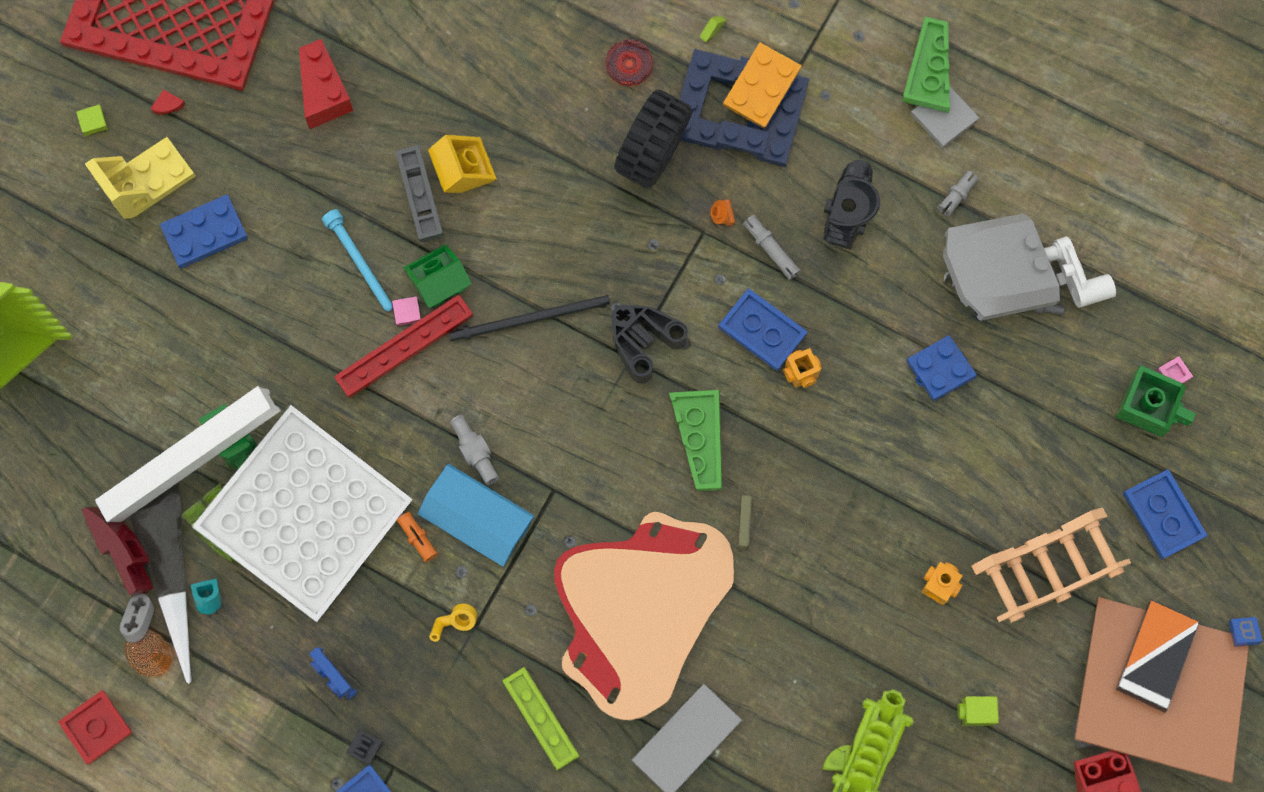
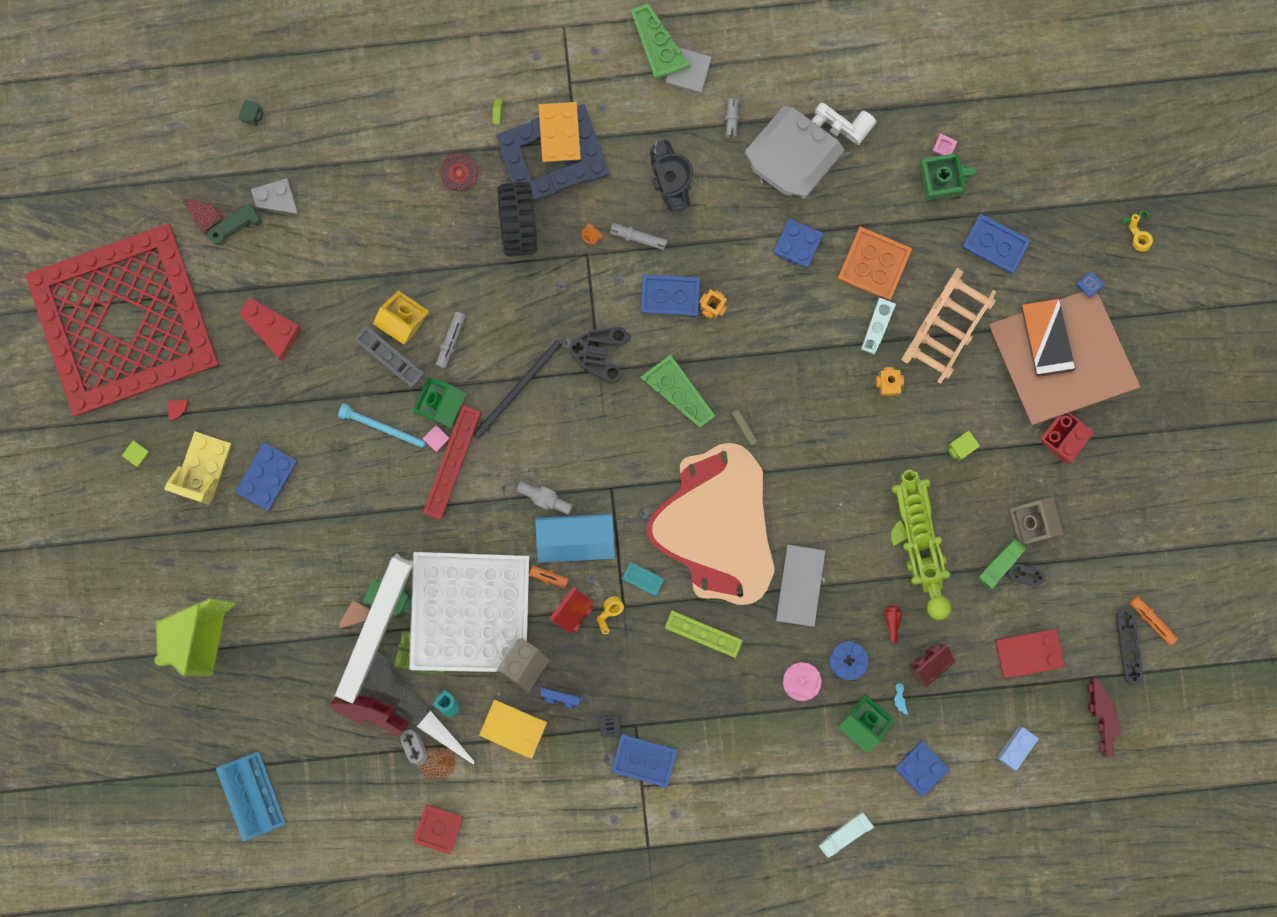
camera: 35 degrees left, 10 degrees up
(178, 430) = (354, 615): none -> nougat slope
(258, 676) = (513, 729): none -> yellow slope
(319, 611) = (523, 664): none -> dark tan slope
(412, 586) = (572, 610): none -> red slope
(517, 611) = (642, 578): none -> teal tile
(519, 206) = (450, 340): none -> light grey pin
(970, 512) = (878, 325): none -> light aqua leg
(1011, 445) = (874, 263): none -> orange plate

